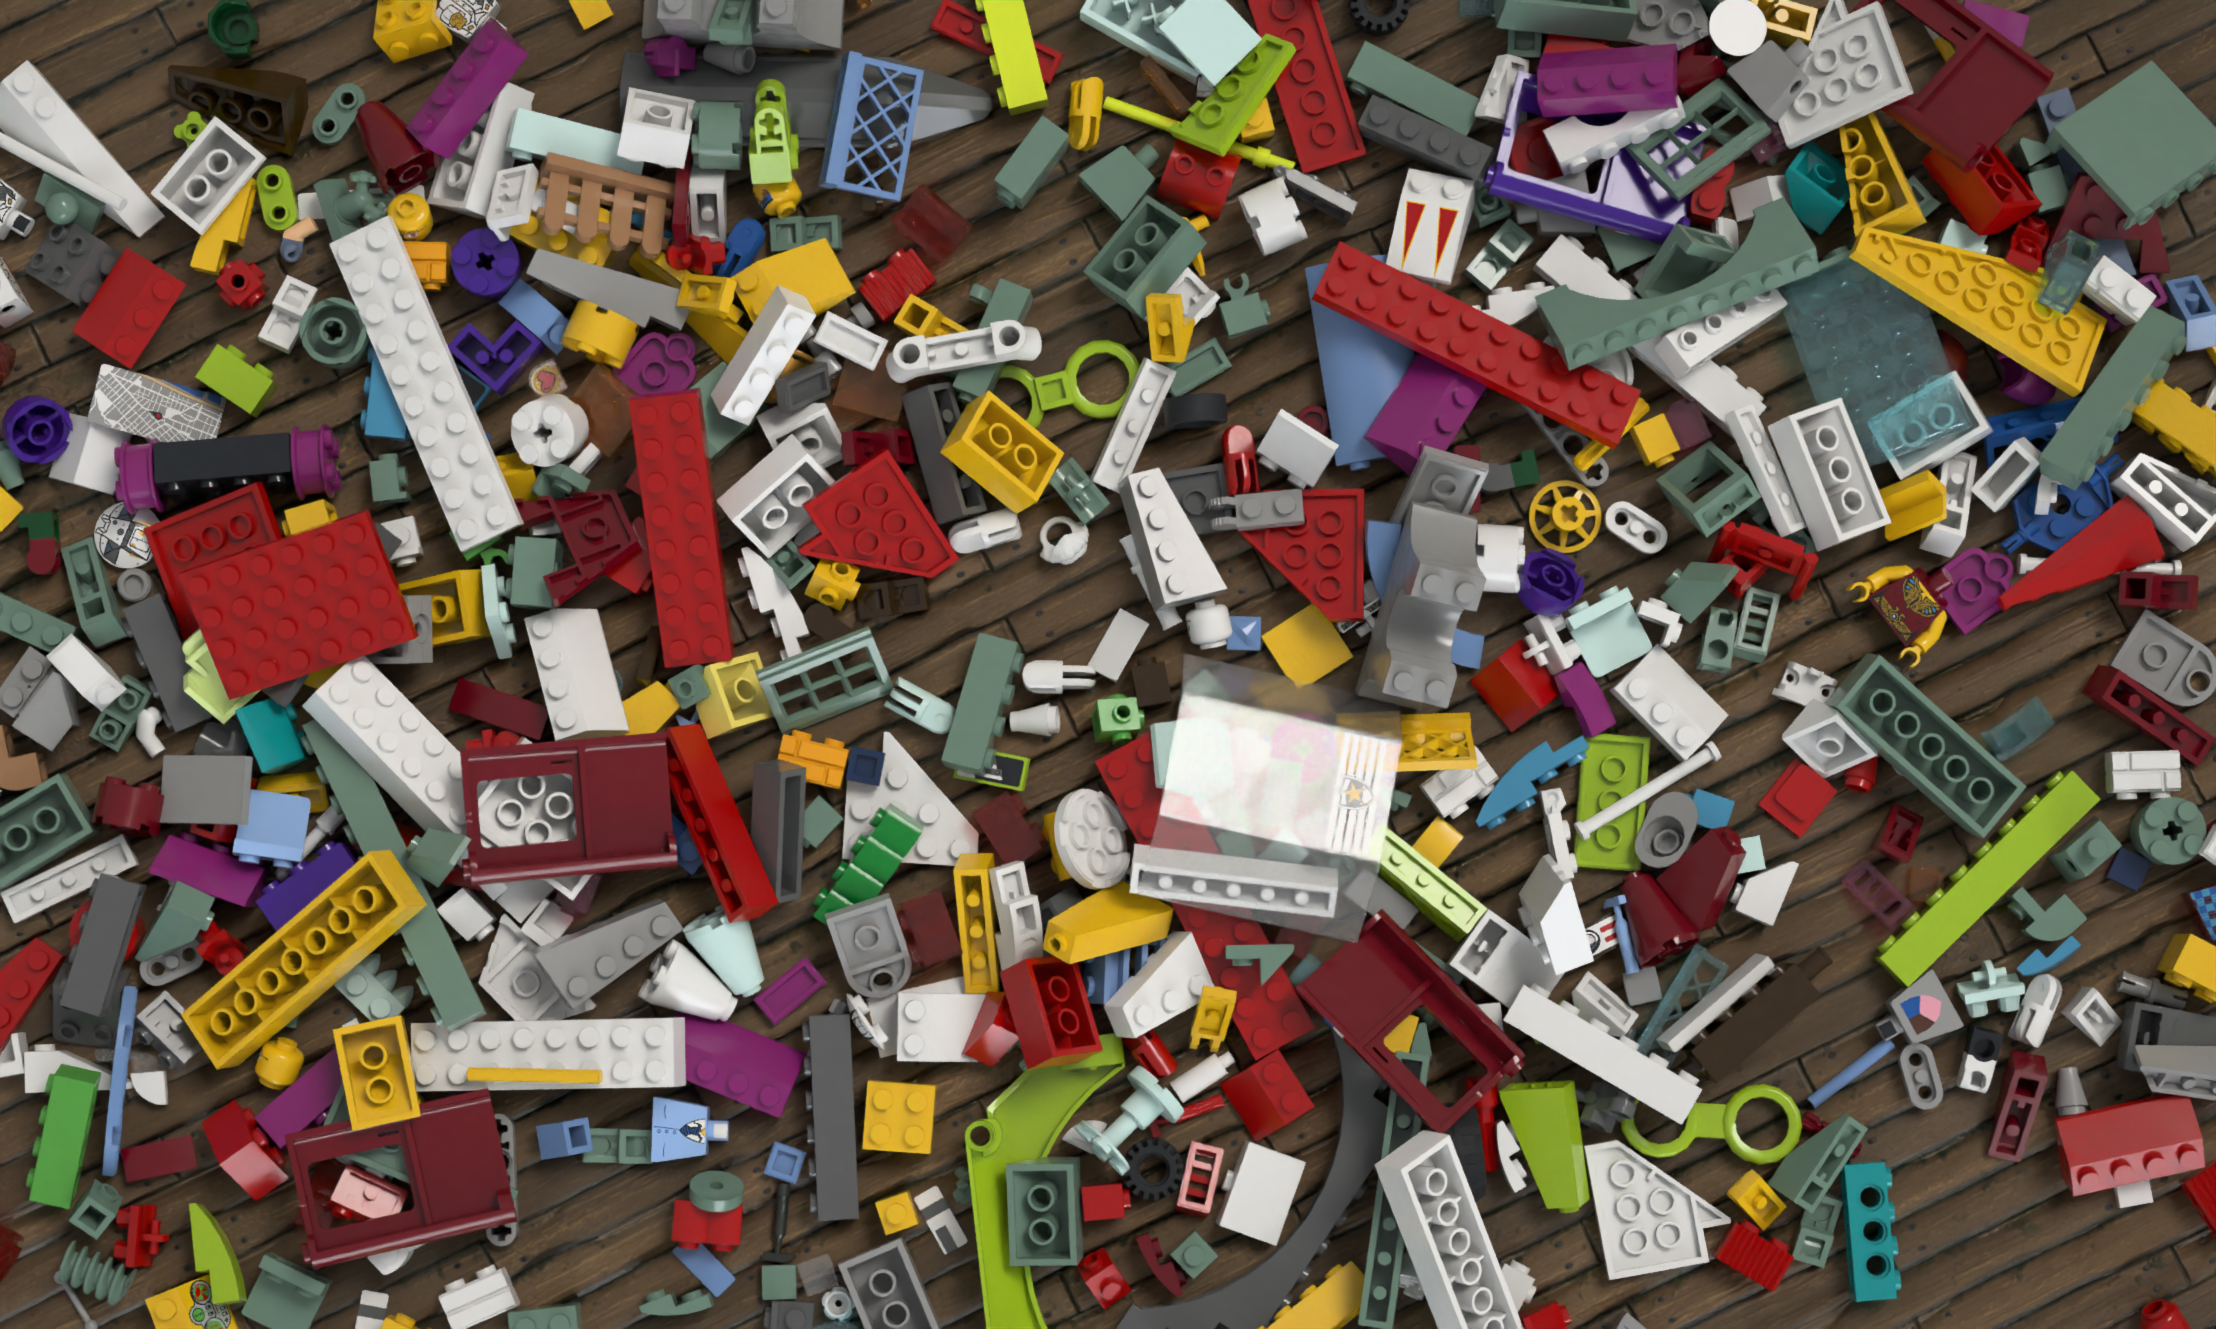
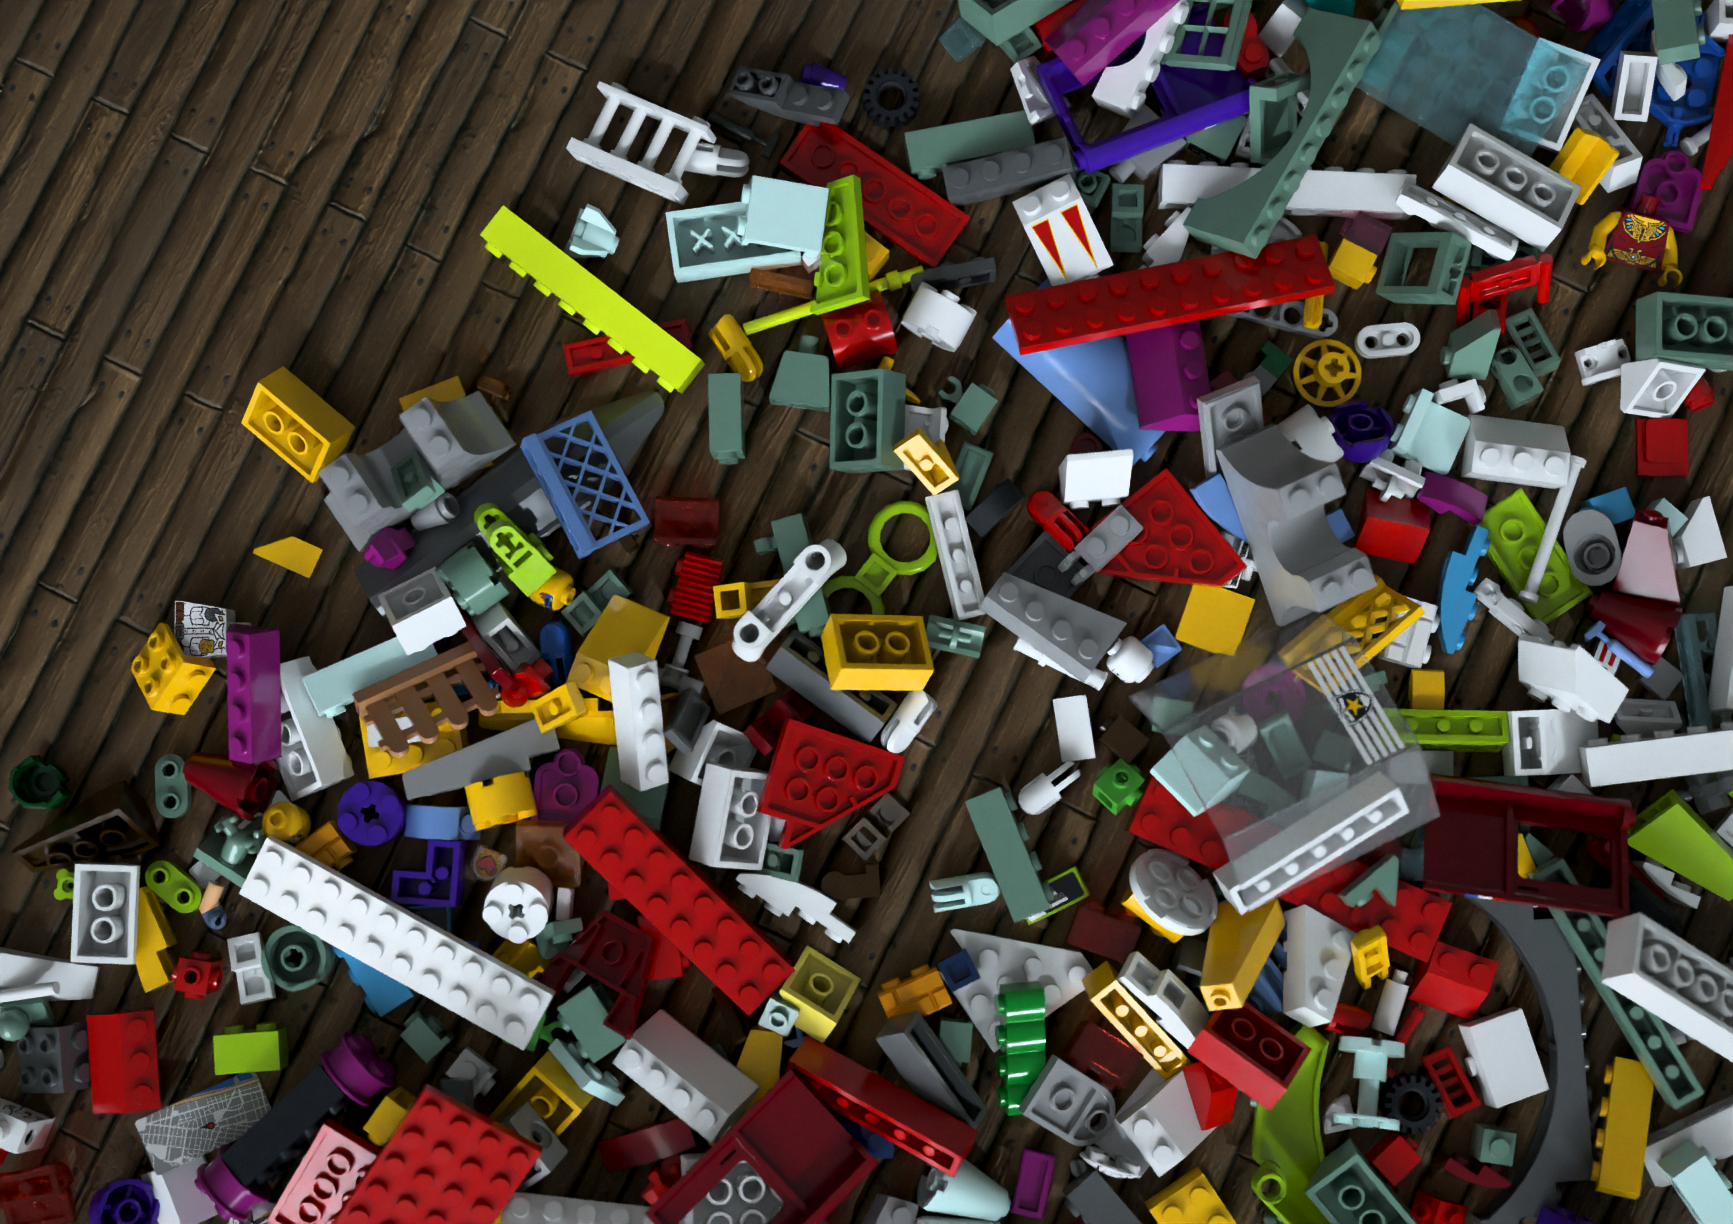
camera: 35 degrees left, 0 degrees up
(511, 199) = (352, 751): white bracket -> none
(814, 657) = (857, 919): sand green piece -> none
(833, 583) = (825, 850): yellow brick -> none
(850, 341) = (695, 657): white tile -> none
(1036, 720) = (1058, 832): white cone -> none
(1069, 546) = (980, 684): white piece -> none
(1531, 152) = (1092, 120): red tile -> none
(1702, 339) = (1330, 169): white brick -> none

